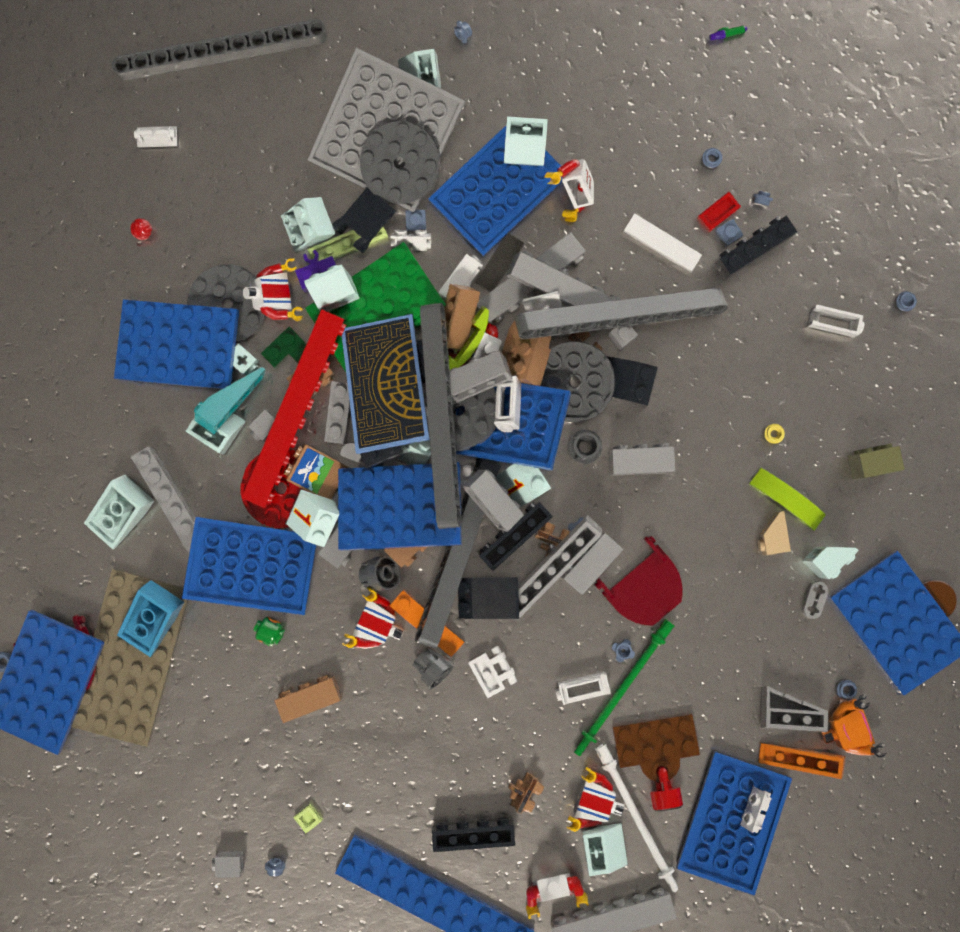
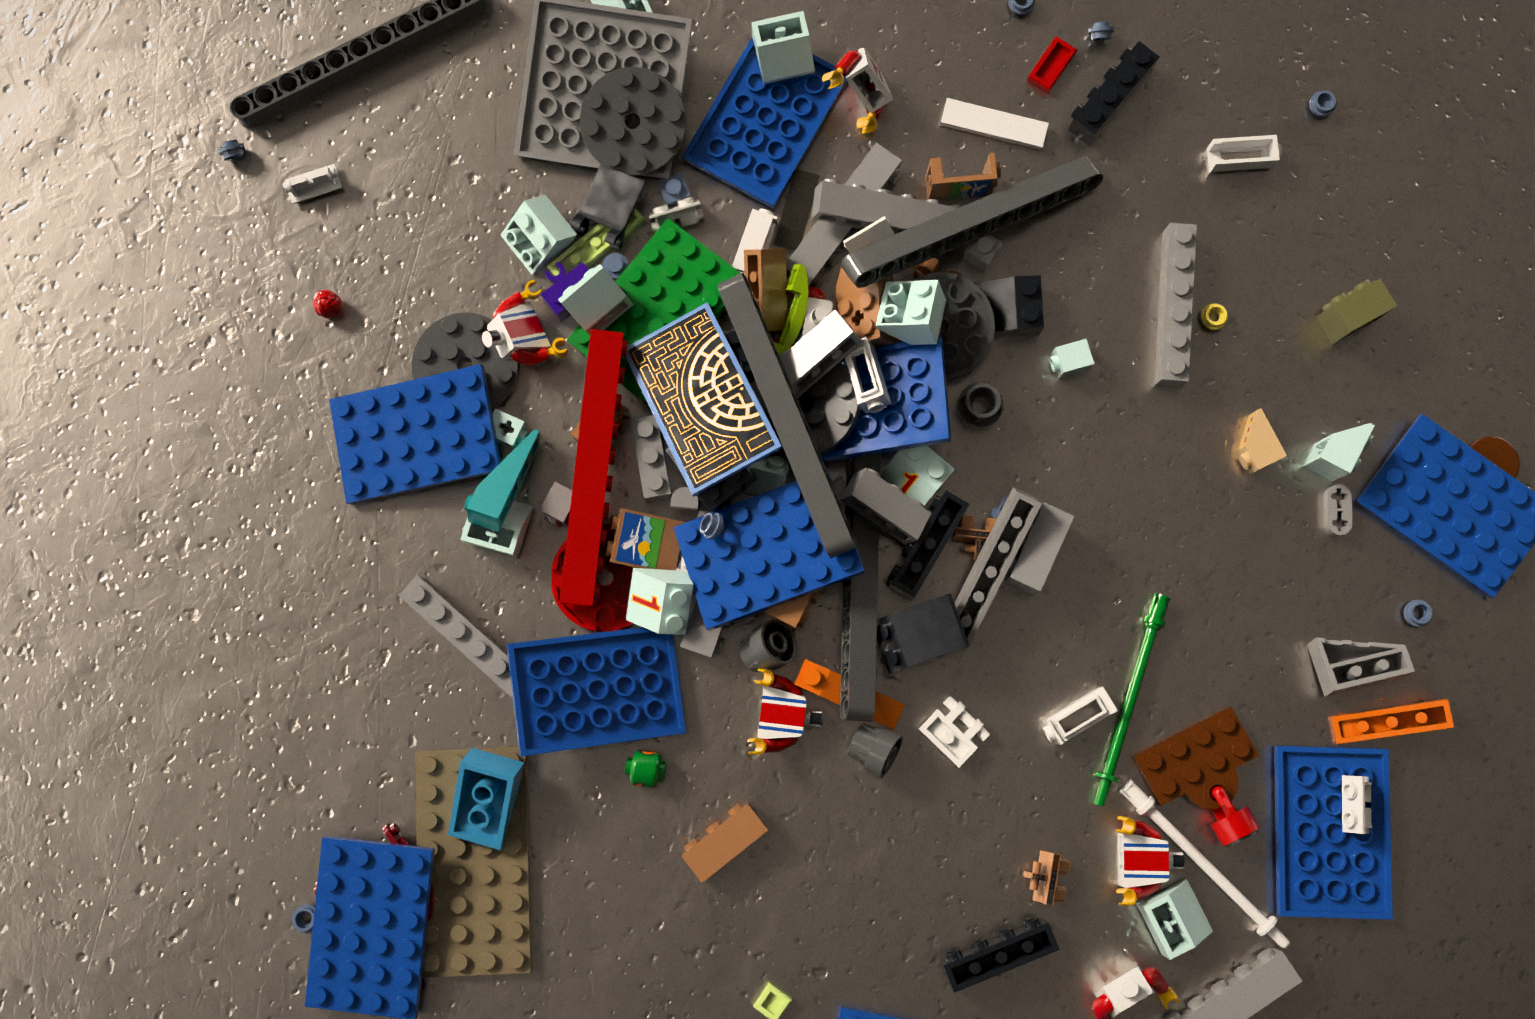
camera: 10 degrees left, 5 degrees down
(105, 93) = (231, 150): none -> sand blue plate
(118, 510) = (402, 672): light aqua slope -> none
(284, 345) = (555, 394): dark green plate -> none
(355, 263) = (615, 264): none -> sand blue plate
(364, 477) = (712, 525): none -> sand blue plate
(555, 367) = (912, 311): none -> light aqua slope
(620, 657) = (1122, 651): sand blue plate -> none
(622, 284) = (962, 186): none -> medium nougat panel
(641, 459) = (1058, 398): light grey brick -> none
(647, 590) = (1119, 564): dark red piece -> none
(661, 433) = (1071, 358): none -> light aqua brick
(729, 233) = (1073, 86): sand blue plate -> none
(748, 417) = (1175, 305): none -> light grey brick
(788, 498) = (1259, 391): lime slope -> none
(852, 729) = (1443, 661): orange torso -> none

